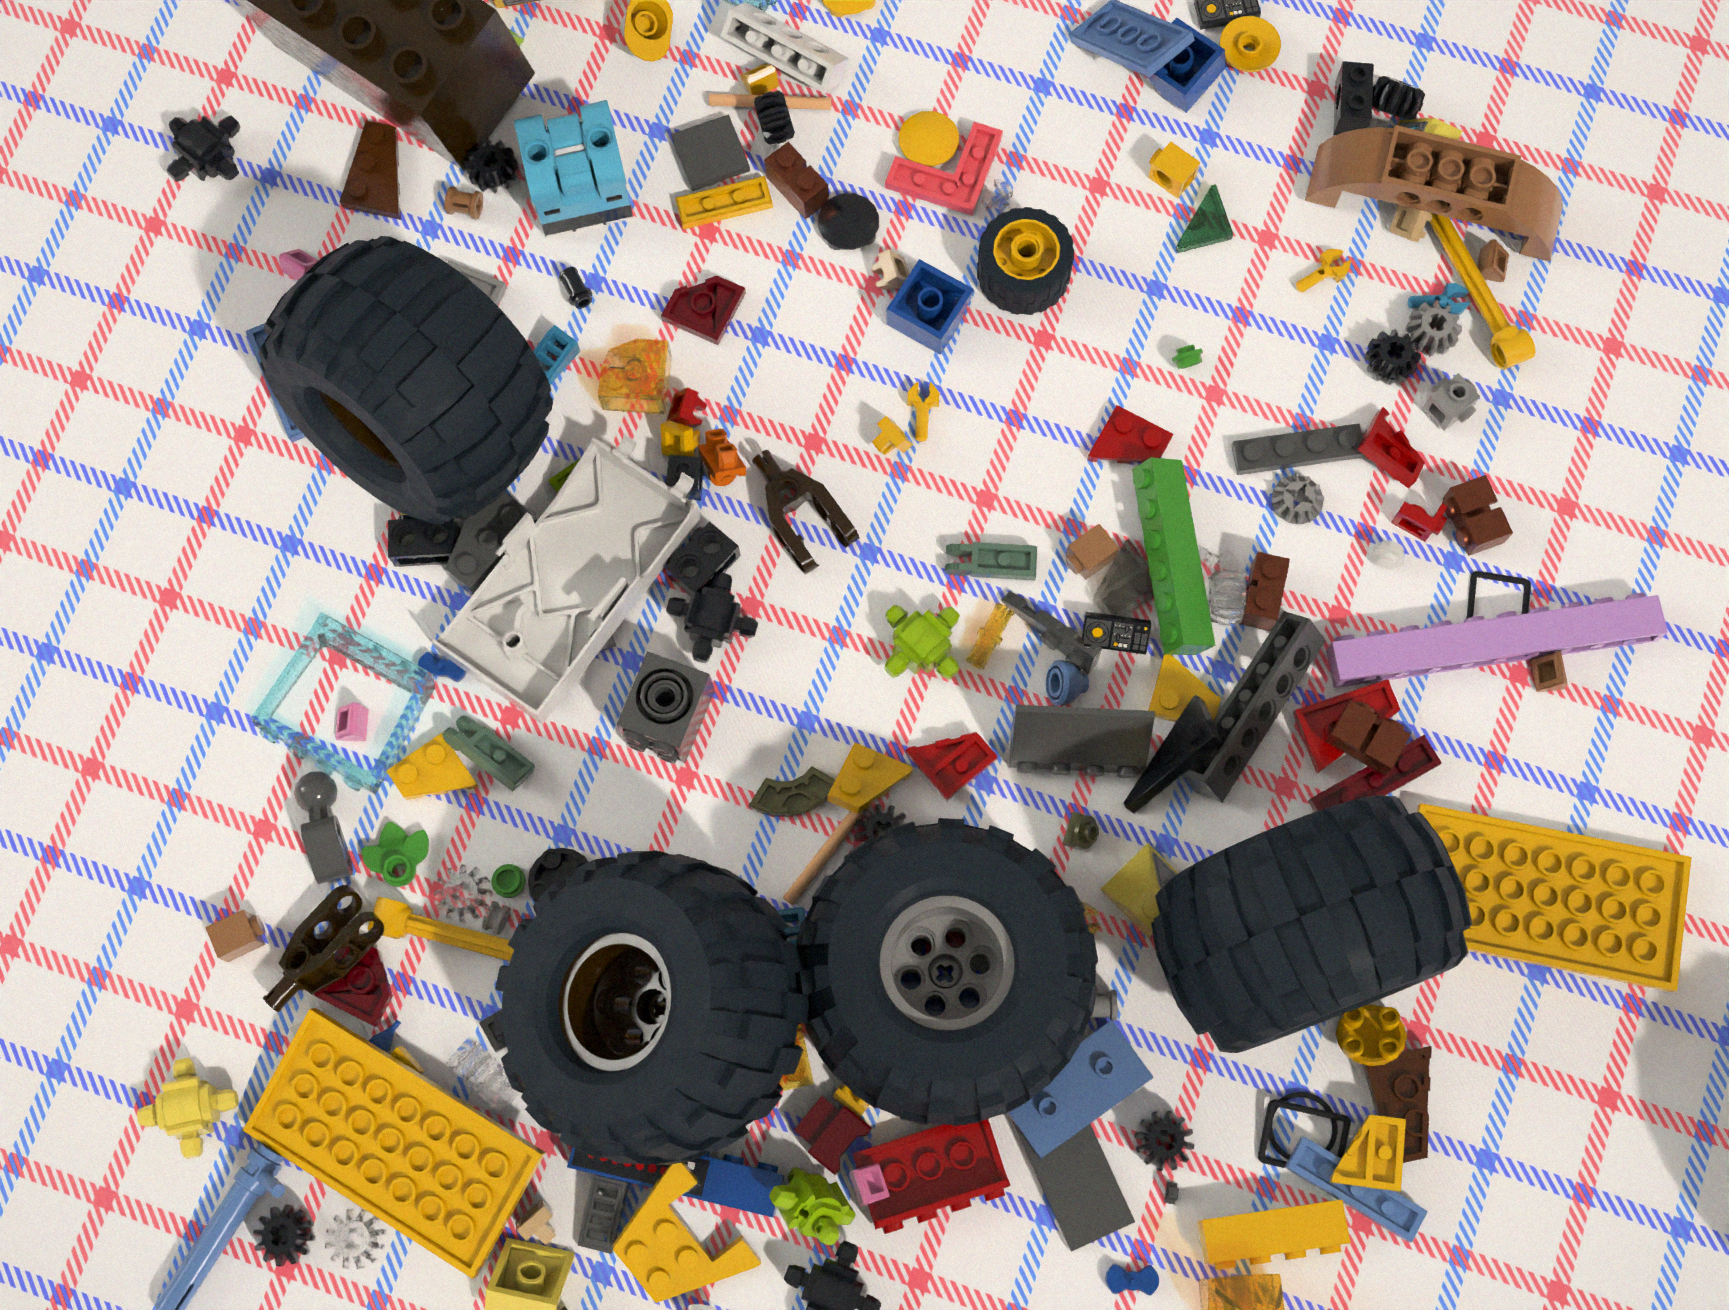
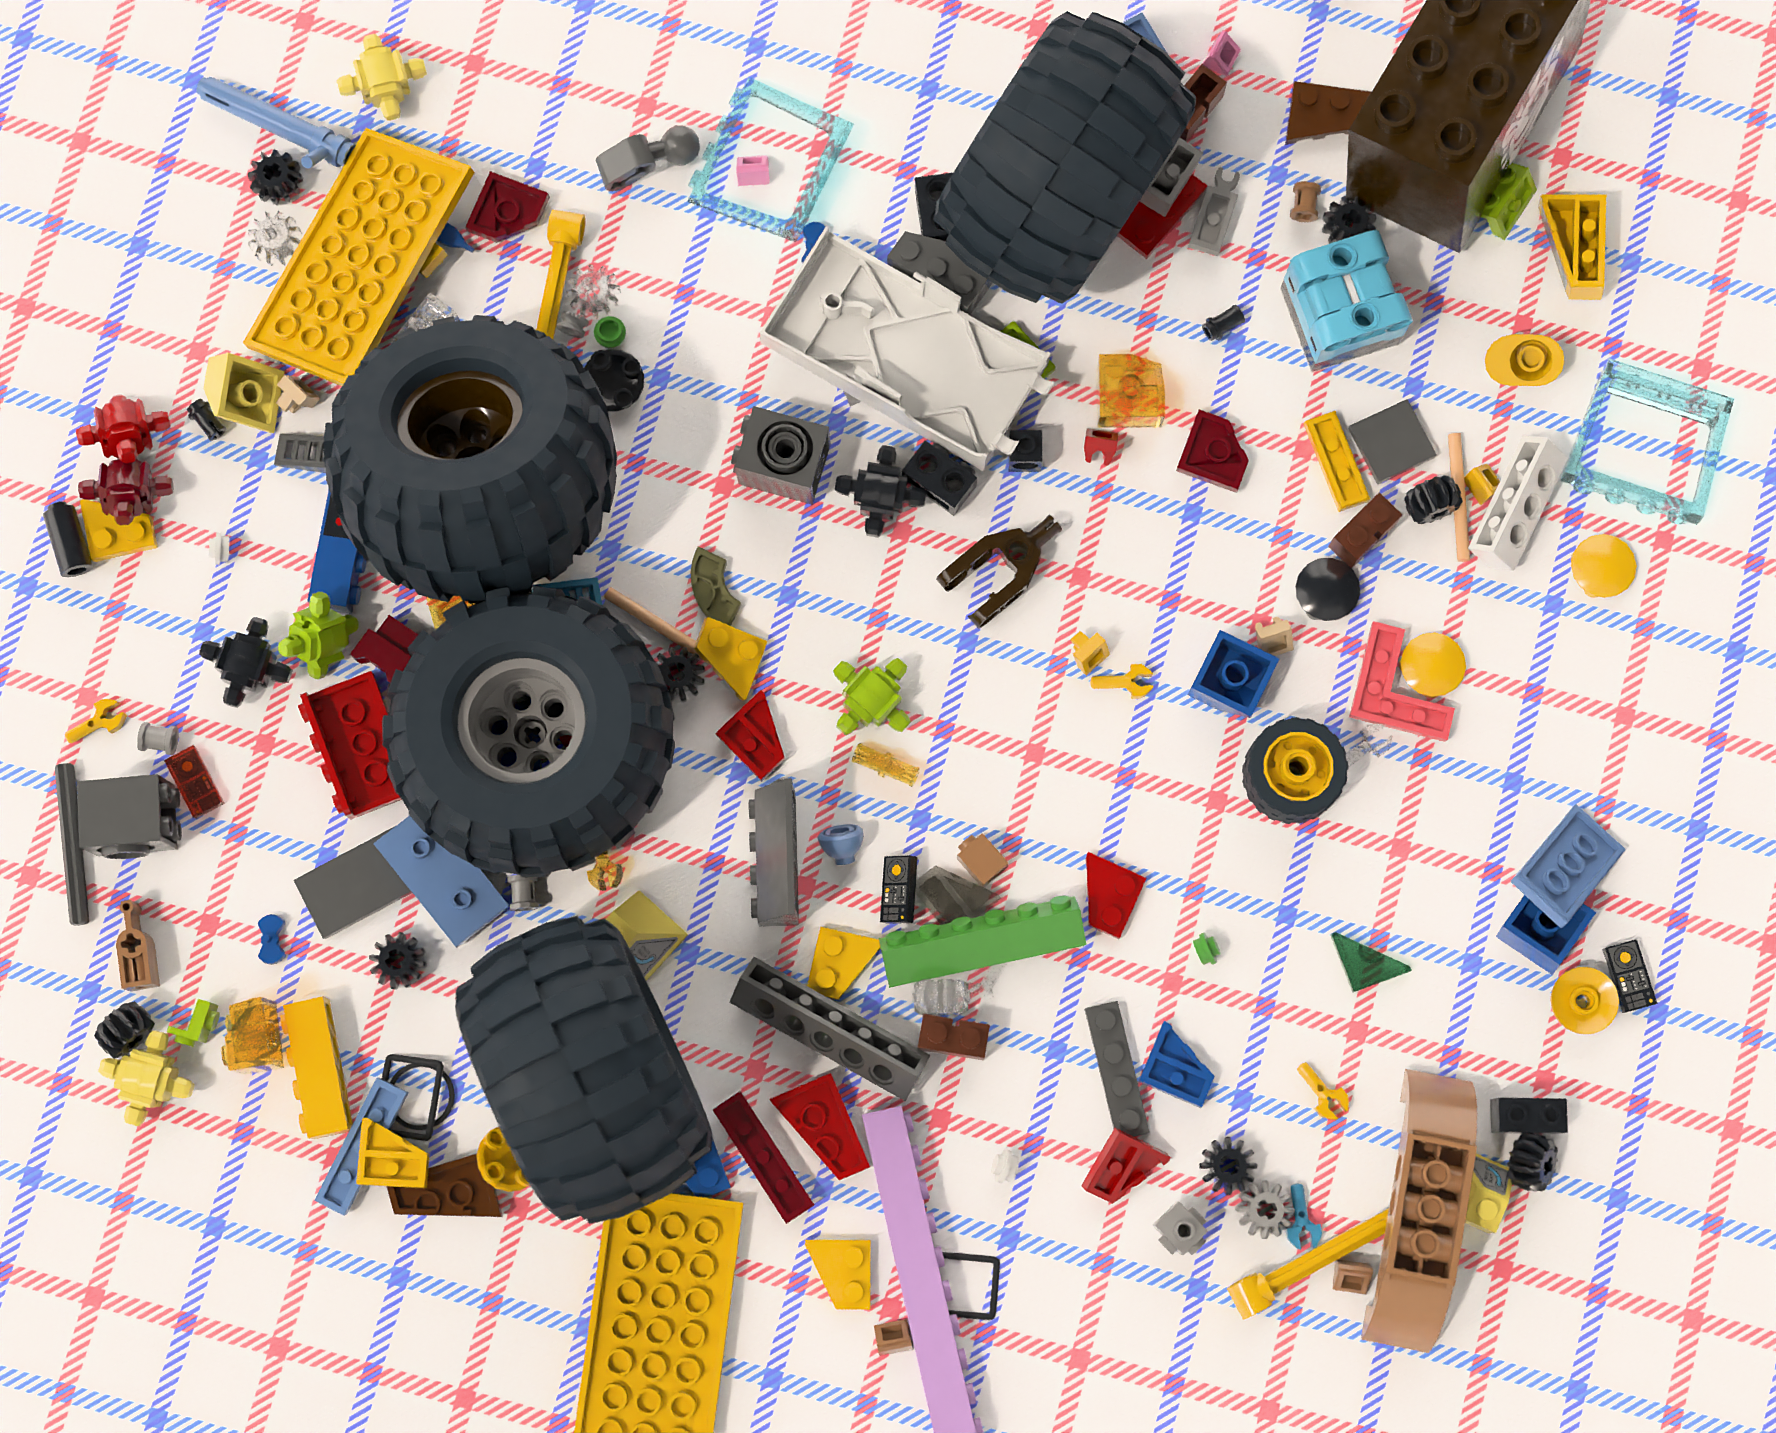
camera: 85 degrees right, 5 degrees up
(236, 935) = (541, 95): medium nougat brick -> none
(303, 958) = (517, 157): dark brown piece -> none
(394, 850) = (634, 227): bright green plate -> none
(431, 770) = (711, 249): yellow wing -> none
(489, 752) = (730, 300): sand green hinge -> none
(564, 357) = (1144, 320): dark azure slope -> none
(666, 1252) = (272, 513): yellow wing -> none
(678, 439) = (1064, 441): yellow tile -> none
(721, 458) = (1048, 483): orange hips -> none
(869, 1184) = (341, 687): bright pink slope -> none
(994, 560) = (965, 766): sand green hinge -> none
(1055, 634) = (892, 825): dark grey wing -> none
(1081, 831) = (693, 867): olive plate -> none
(1171, 1193) = (353, 973): dark grey piece -> none
(1173, 169) = (1423, 923): yellow brick -> none
(1184, 746) = (777, 958): black wing -> none
(1283, 501) = (1046, 1077): light grey gear -> none
(1299, 395) = (1176, 1069): none -> blue wing
(1368, 737) = (802, 1144): copper piece -> none
(1410, 223) = (1379, 1180): tan tile -> none
(1417, 522) = (1046, 1193): red bracket -> none
(1475, 522) = (1056, 1257): copper piece -> none
(1484, 713) = (844, 1271): none -> yellow wing

